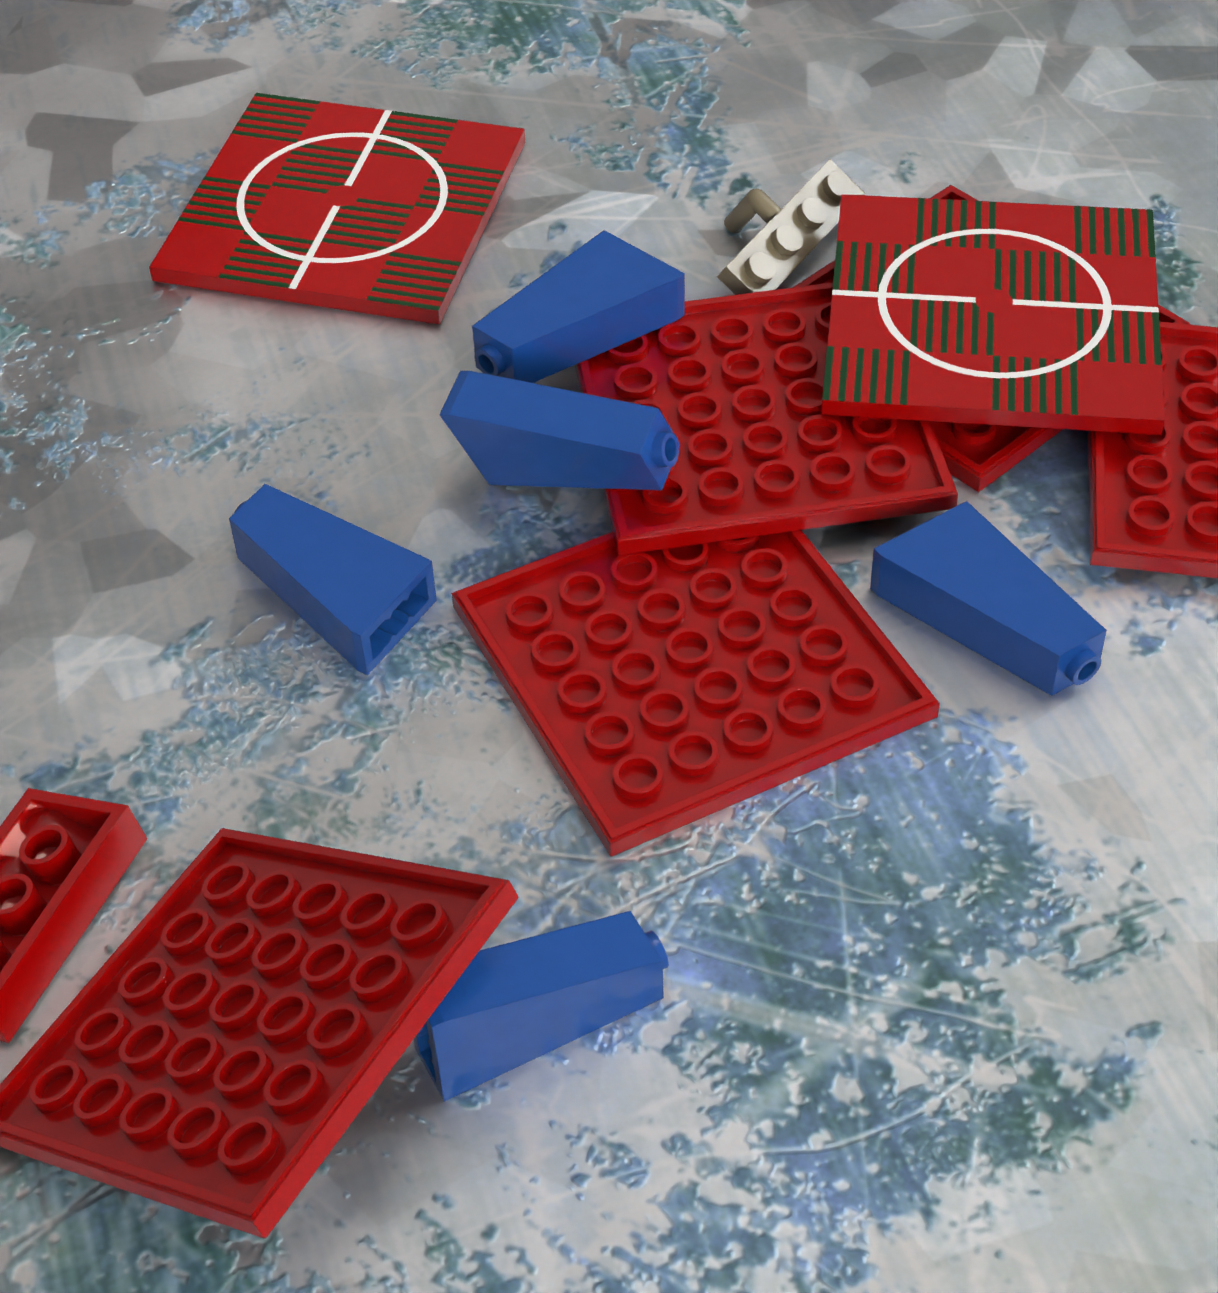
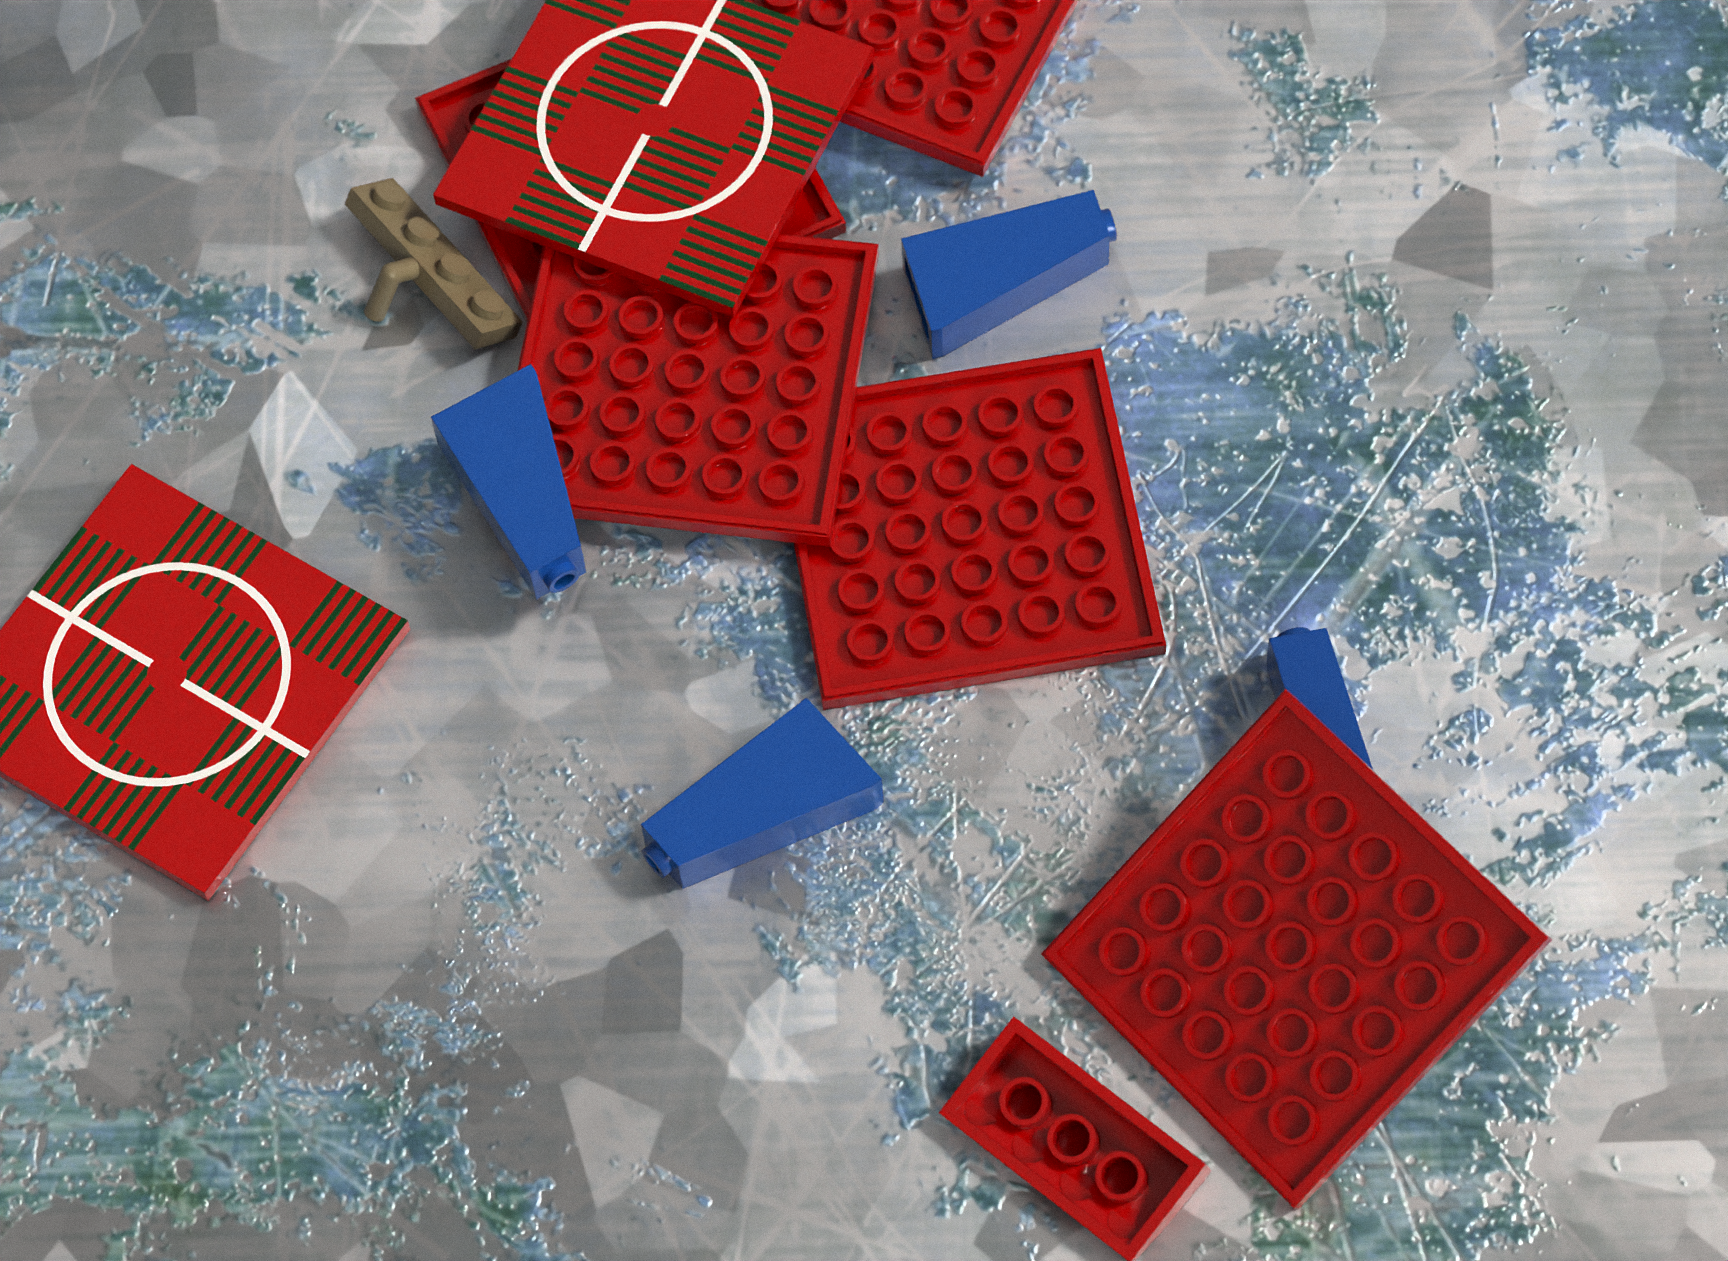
camera: 70 degrees left, 15 degrees up
(558, 436) = (705, 536): blue slope -> none

